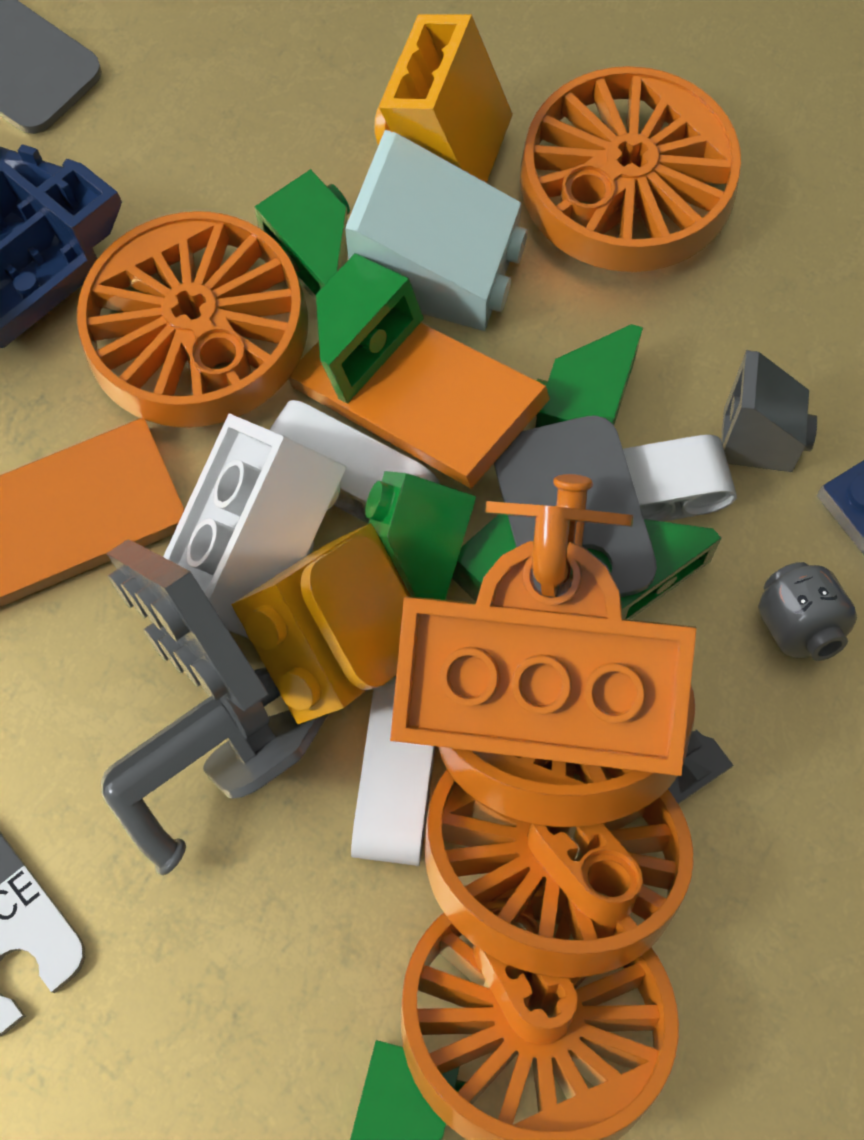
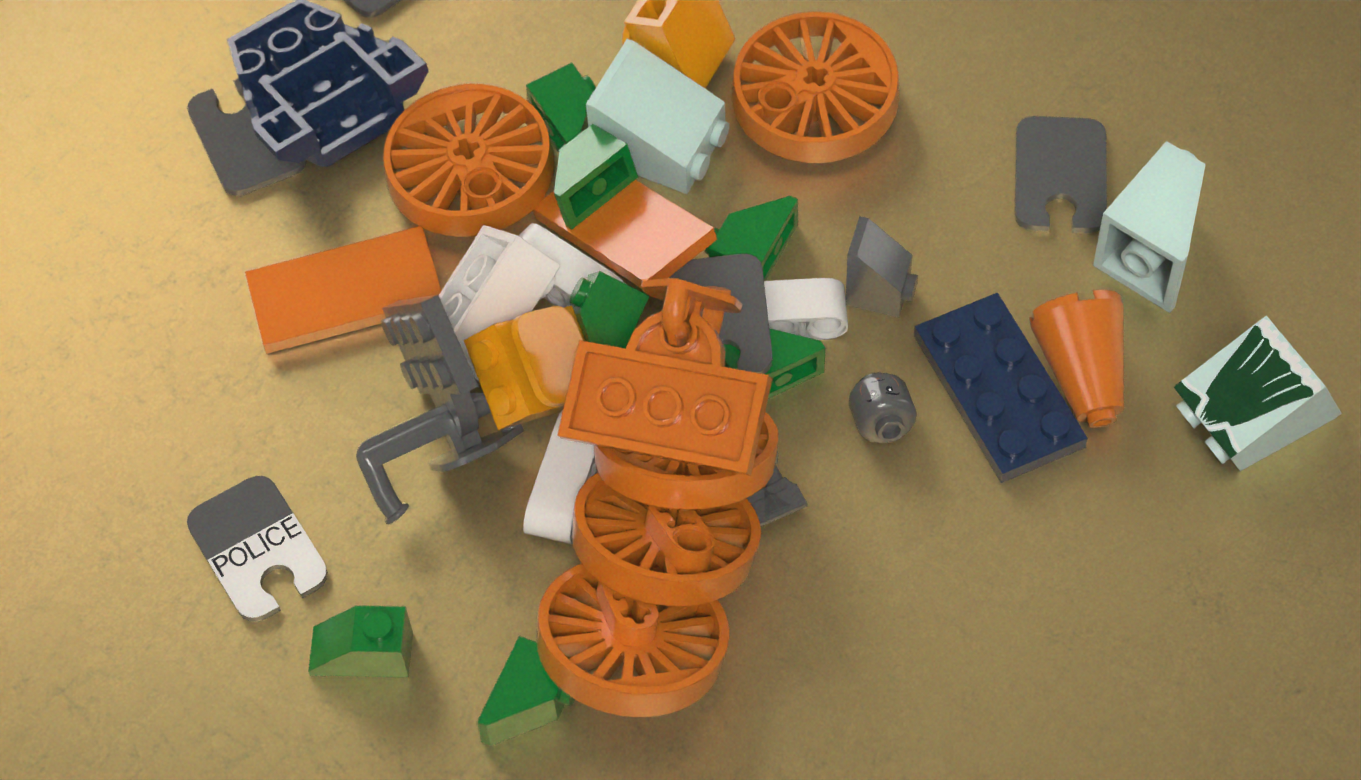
camera: 10 degrees right, 10 degrees down
(148, 1067) = (363, 643): none -> green slope

